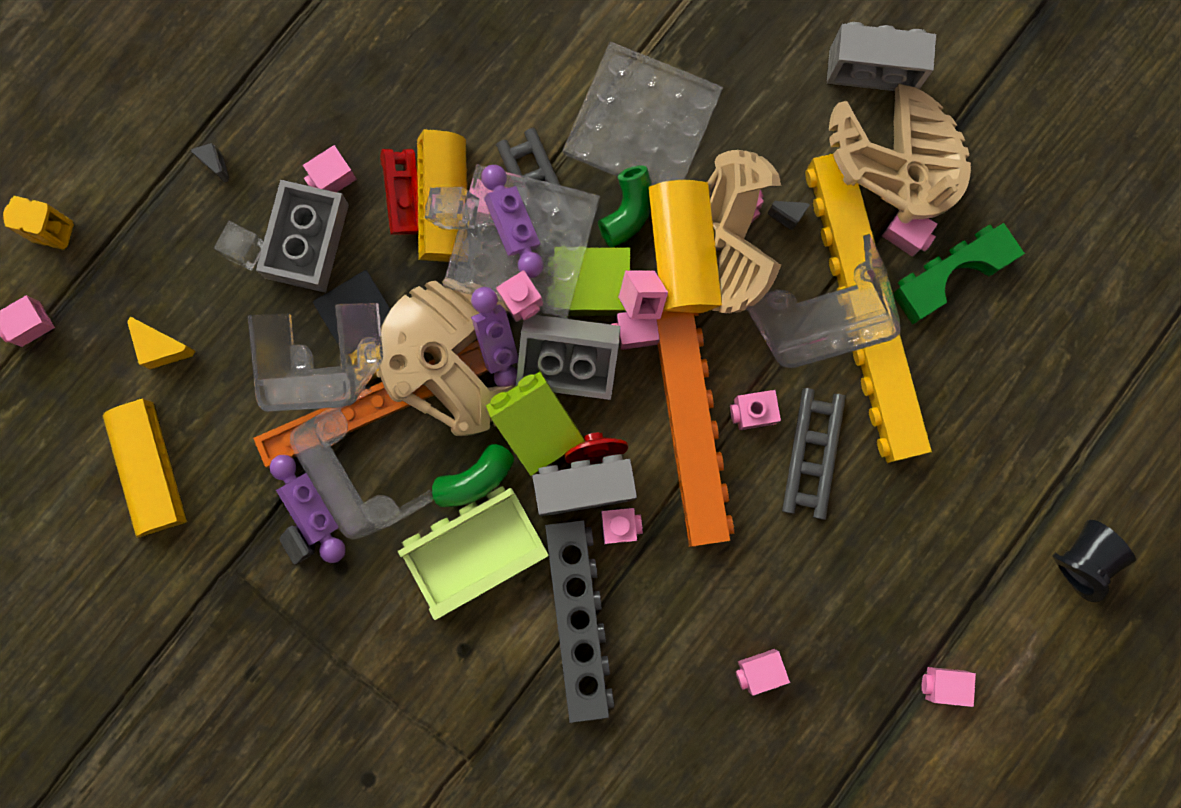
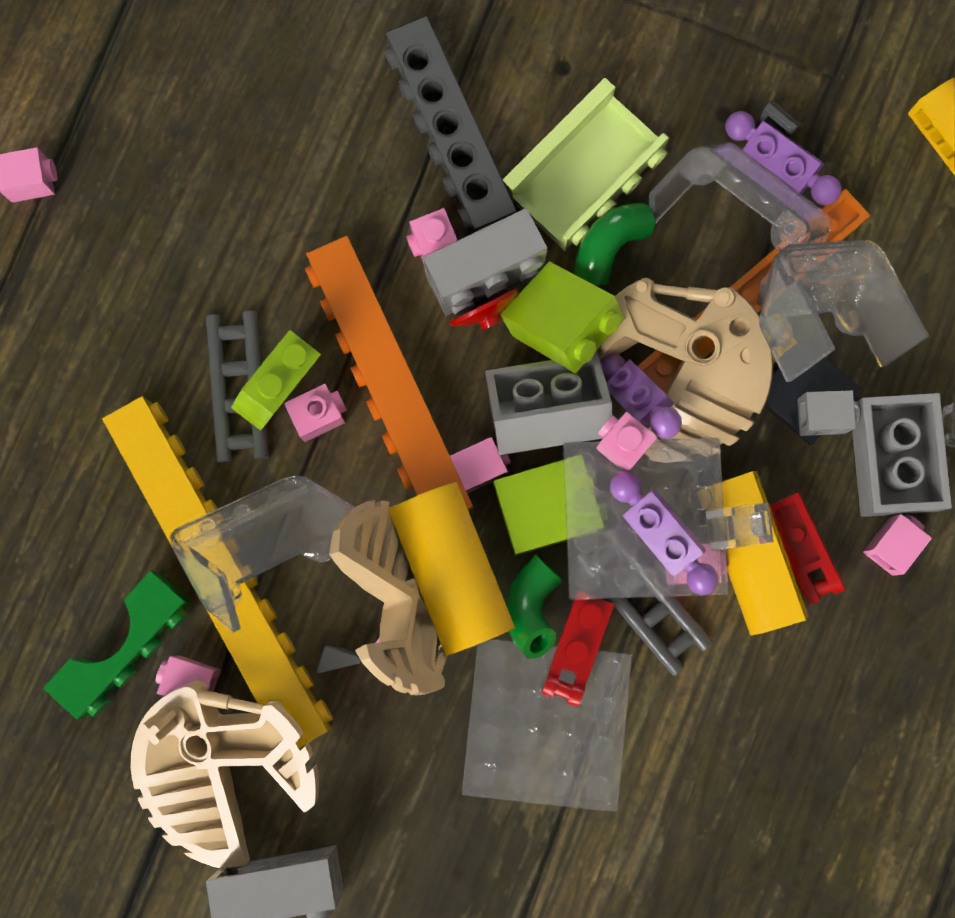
camera: 170 degrees right, 0 degrees up
(347, 284) = (827, 413): none -> light grey brick
(605, 161) = (577, 648): none -> red plate
(643, 294) = (483, 494): bright pink brick -> none
(762, 672) = (233, 131): bright pink brick -> none
(784, 435) = (275, 380): none -> lime brick

